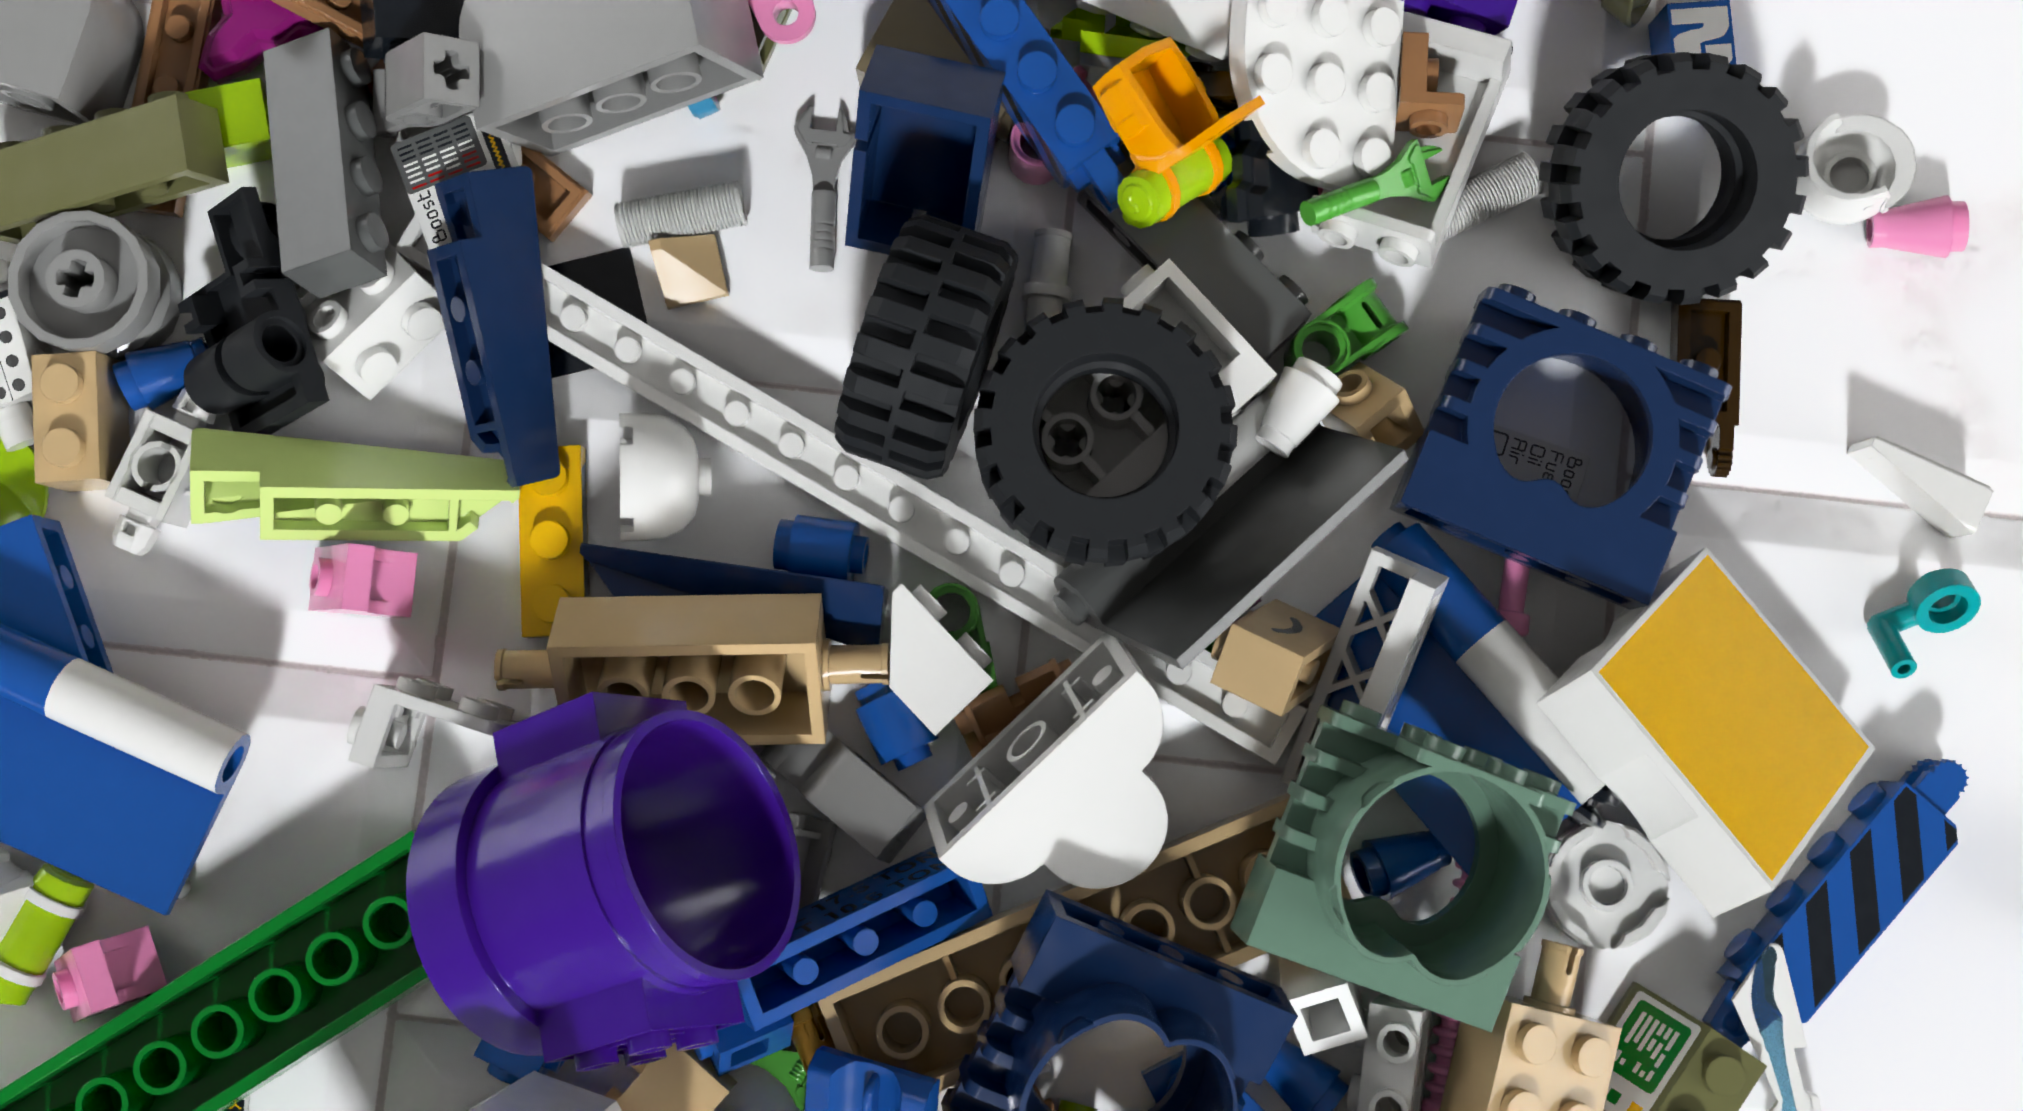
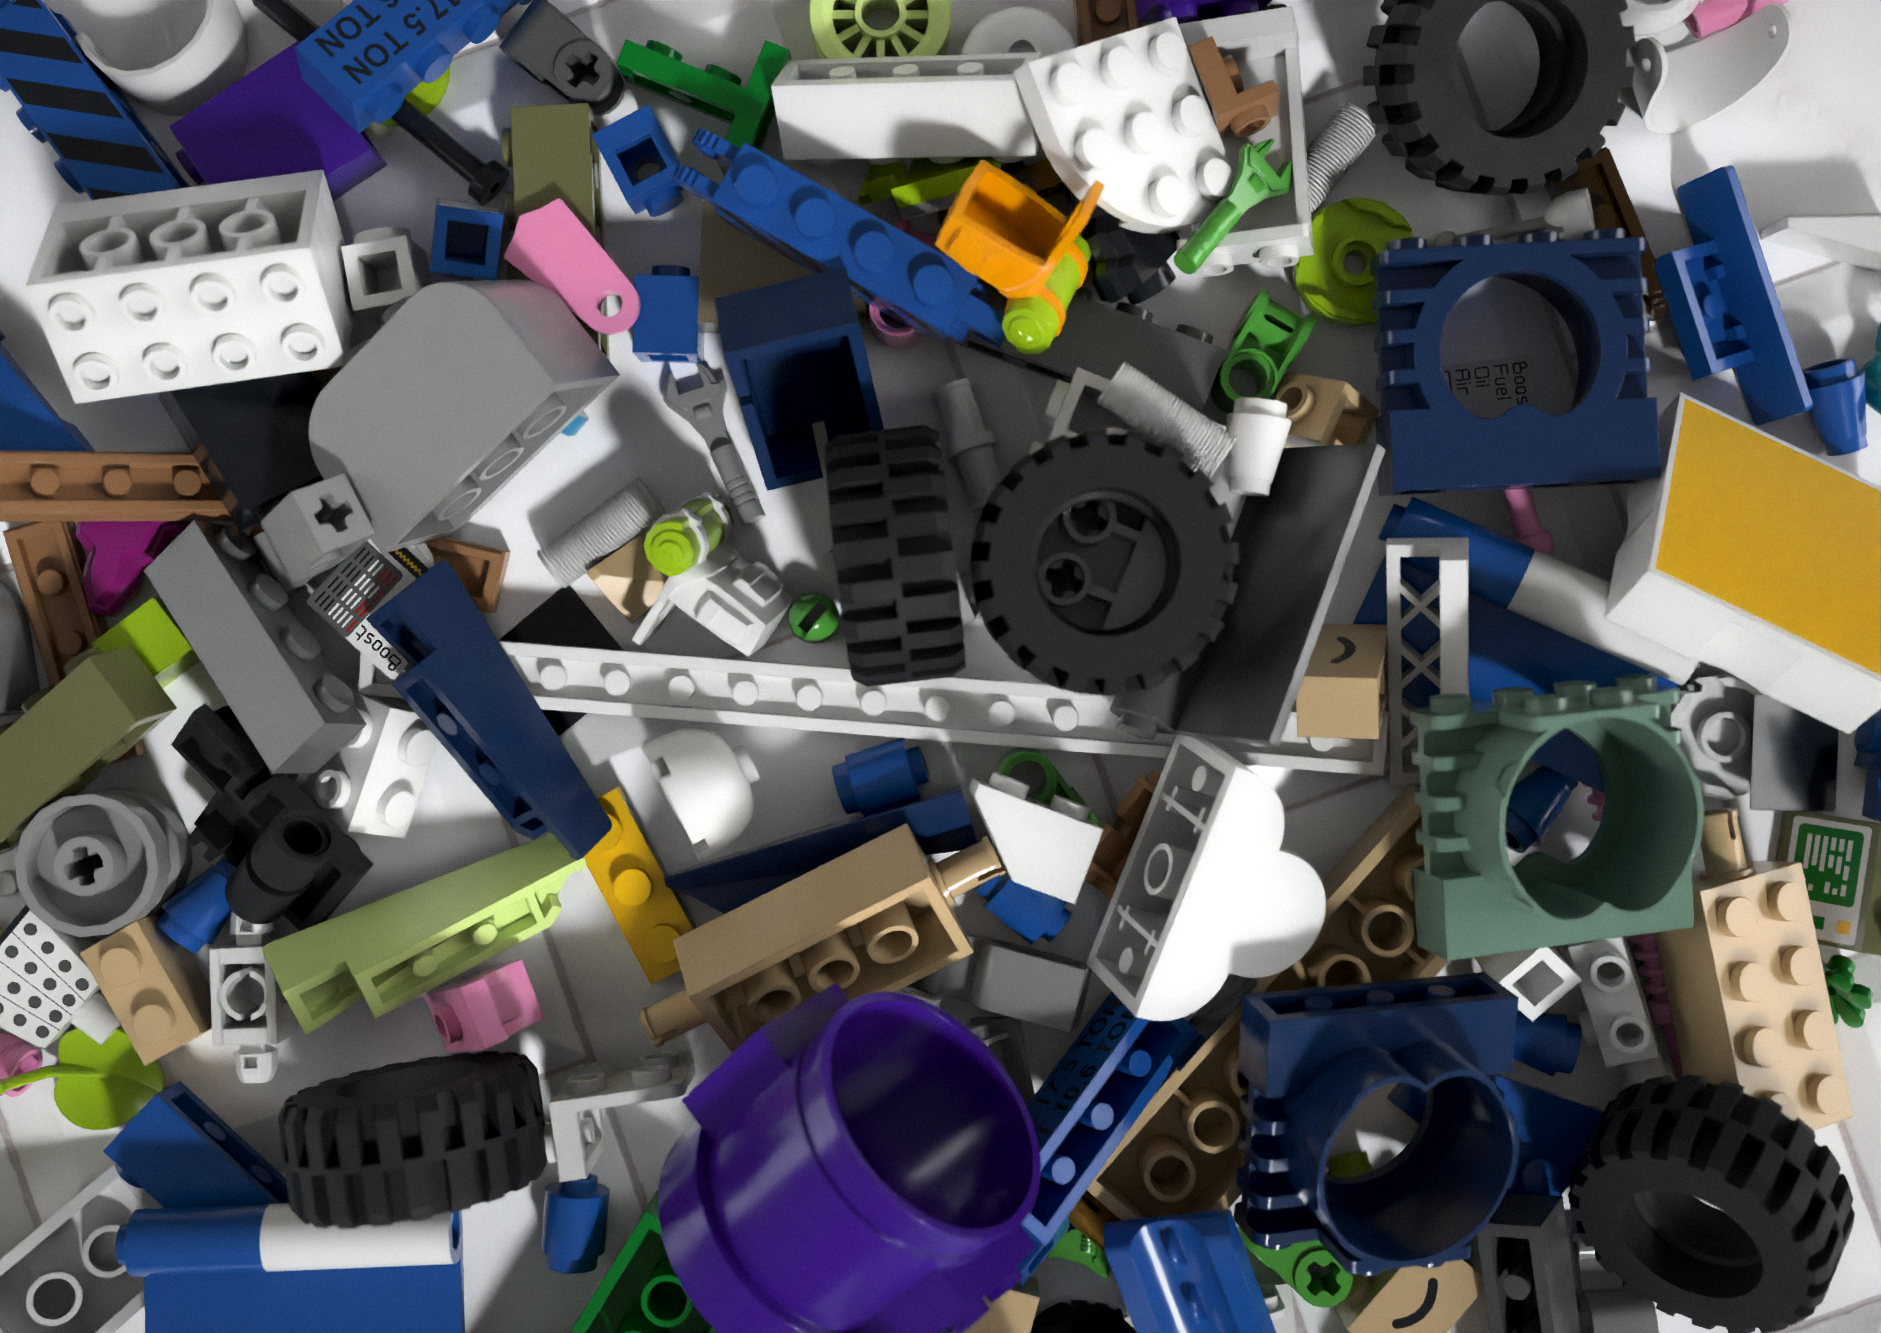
camera: 30 degrees left, 5 degrees up
(236, 657) = (413, 1139): none -> black tyre
(343, 818) = (574, 1224): none -> blue brick
(755, 295) = (709, 577): none -> white piece
(829, 55) = (668, 317): none -> blue brick
(830, 393) = (823, 627): none -> bright green hinge
(1016, 906) = (1215, 1013): none -> black sticker
(1233, 346) = (1150, 403): none -> white piece
(1461, 264) = (1341, 229): none -> lime plate
(1661, 934) = (1791, 759): none -> black sticker
(1674, 339) = (1568, 214): none -> white hinge
(1787, 491) = (1728, 302): none -> blue bracket
(1847, 631) = (1838, 404): none -> blue cone
(1859, 285) = (1710, 75): none -> white piece

